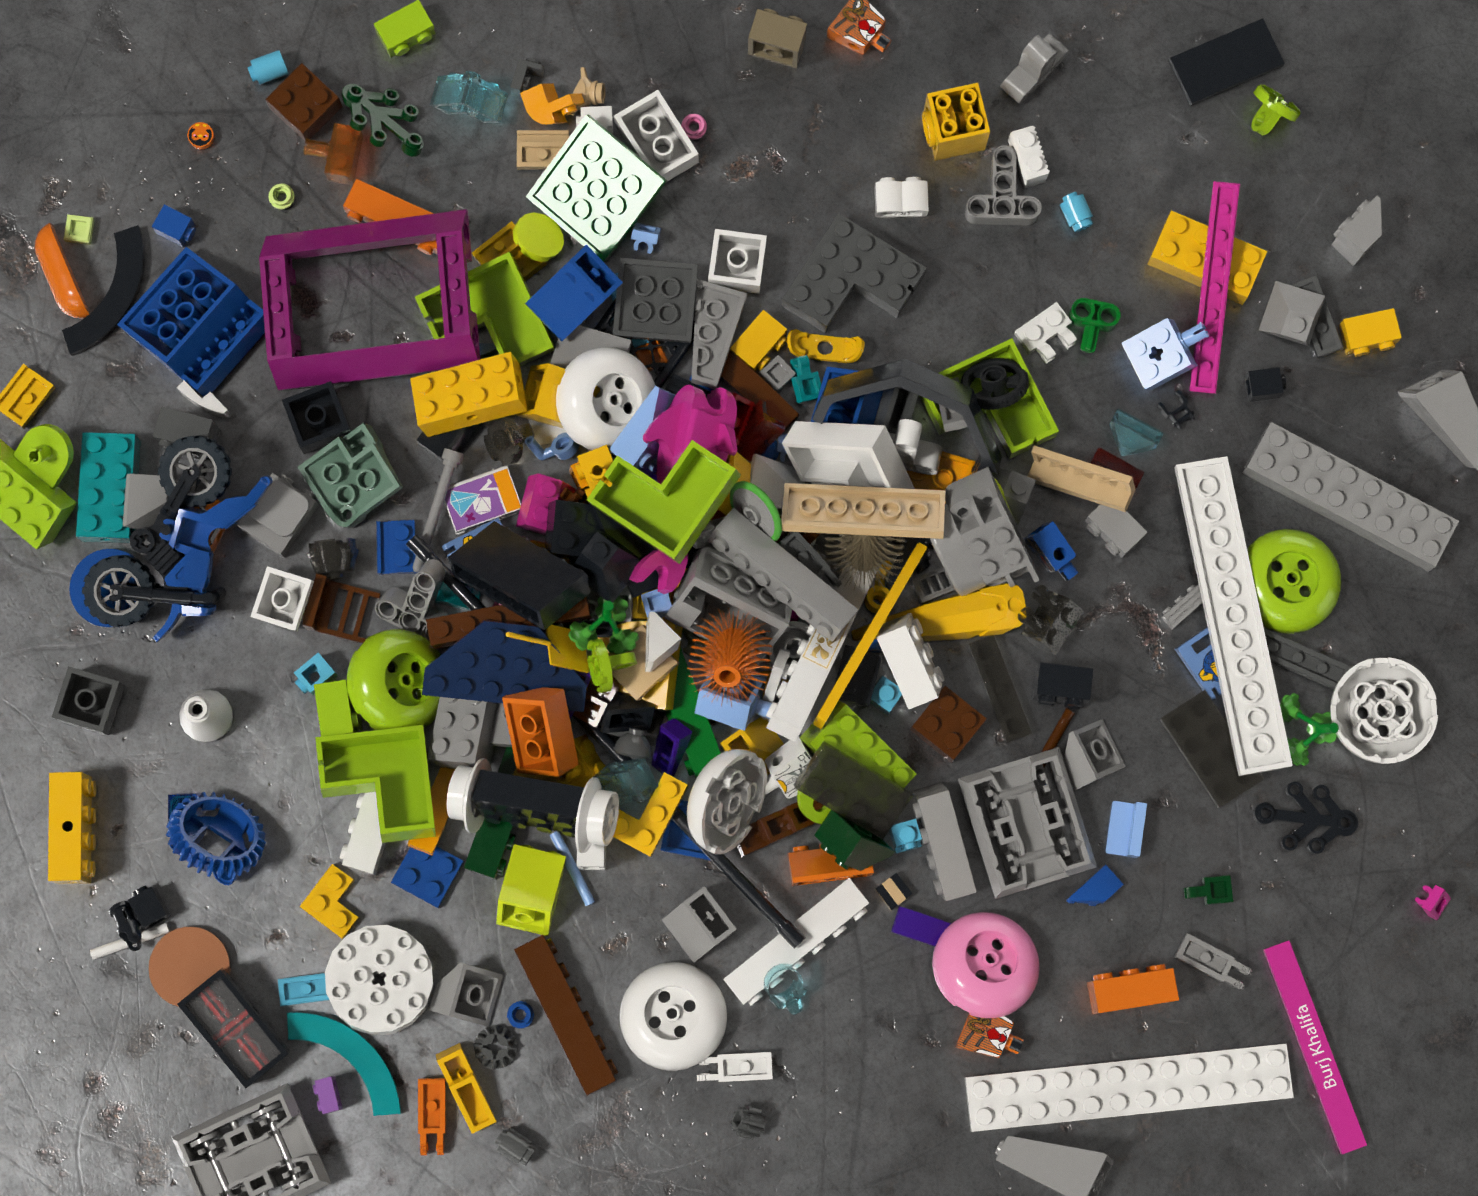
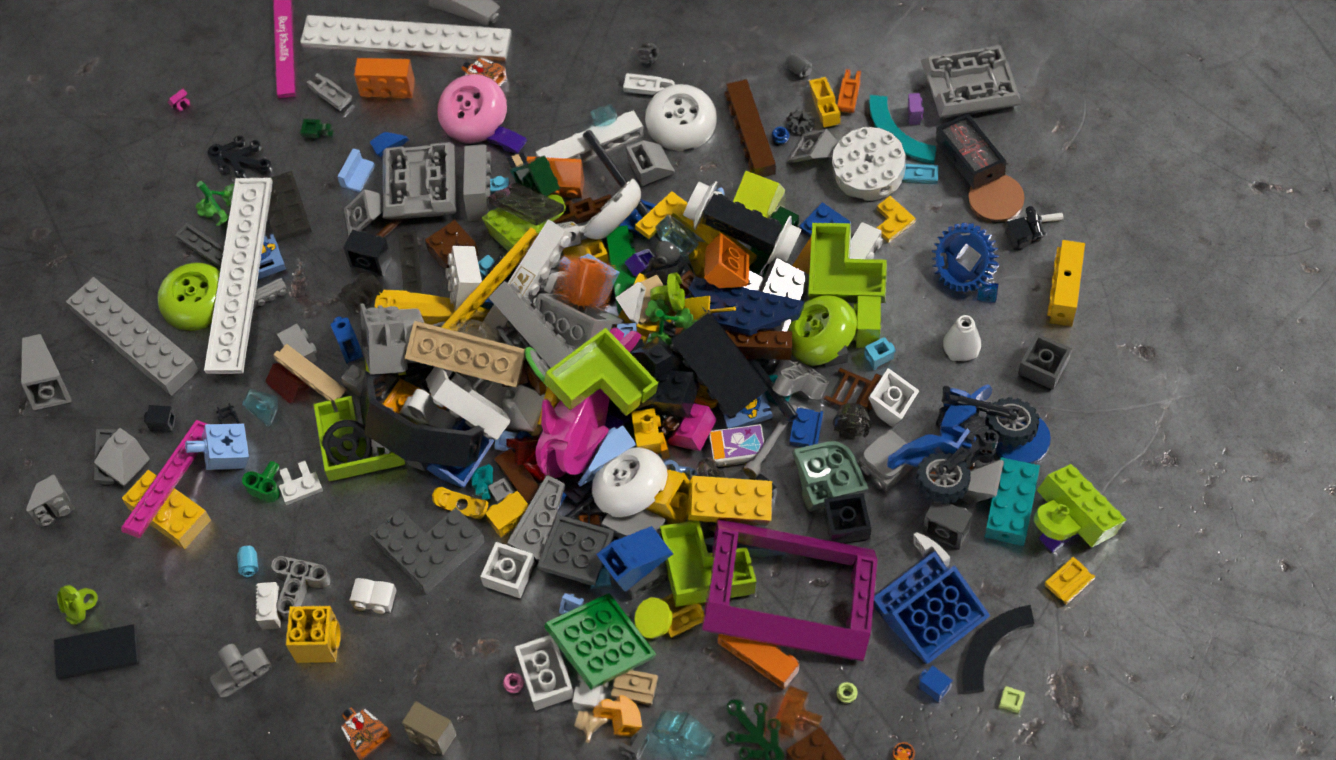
camera: 160 degrees left, 20 degrees down
(59, 273) = (1031, 668): orange brick -> none
(1370, 332) = (73, 439): yellow brick -> none
(1402, 687) = (158, 189): white brick -> none

